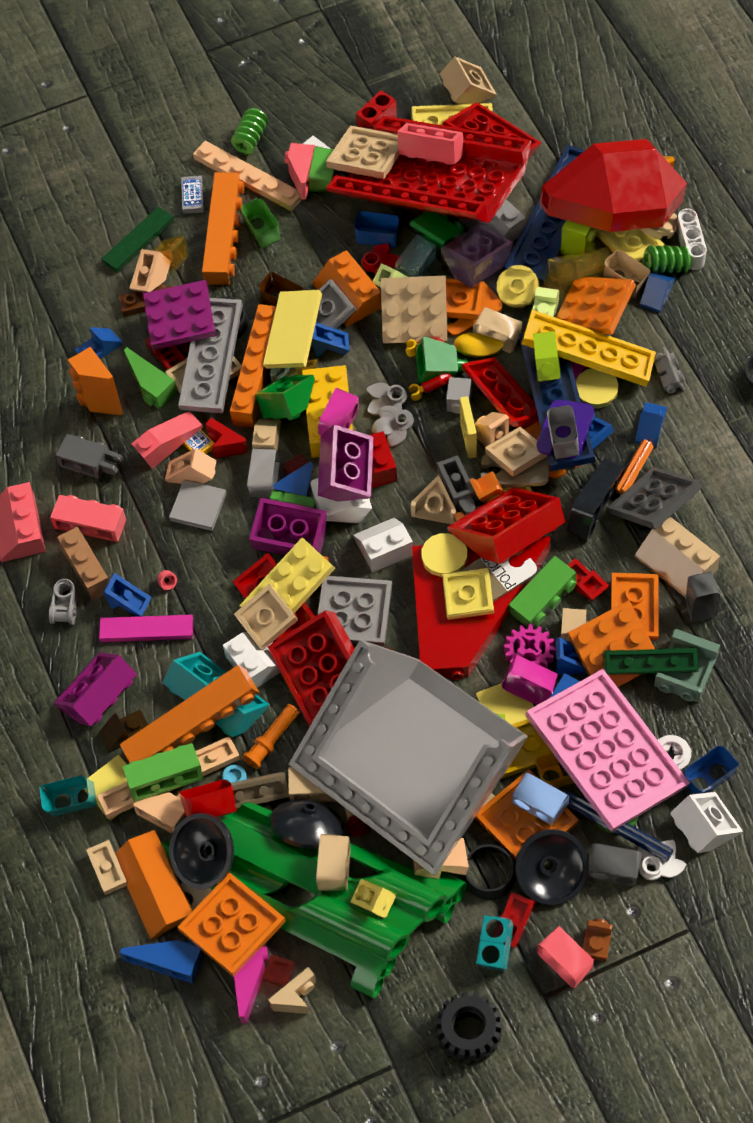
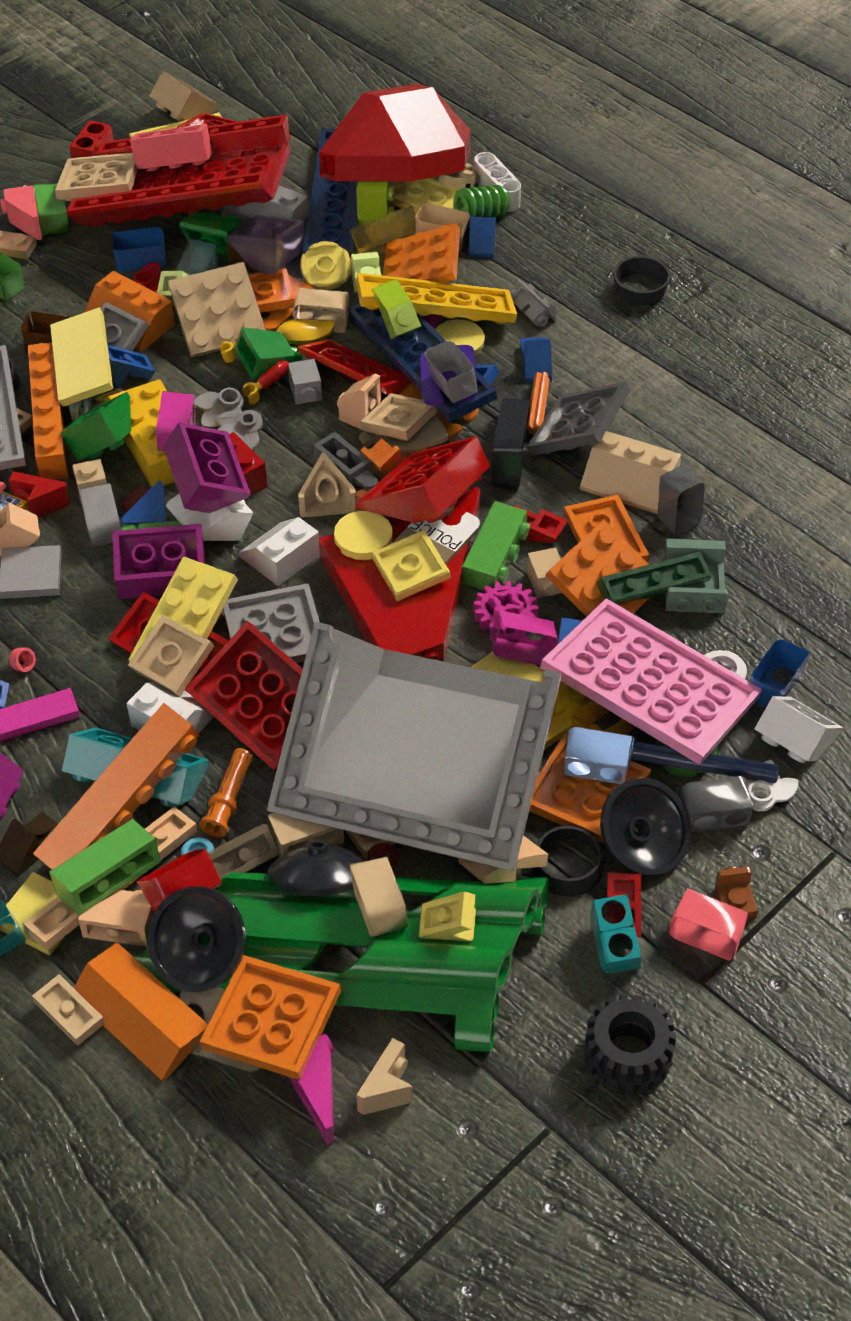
camera: 25 degrees left, 10 degrees down
(169, 958) = (197, 1093): blue slope -> none
(279, 971) = (352, 1060): clear red plate -> none
(468, 427) = (332, 404): light yellow tile -> none
(567, 658) = (554, 604): blue slope -> none

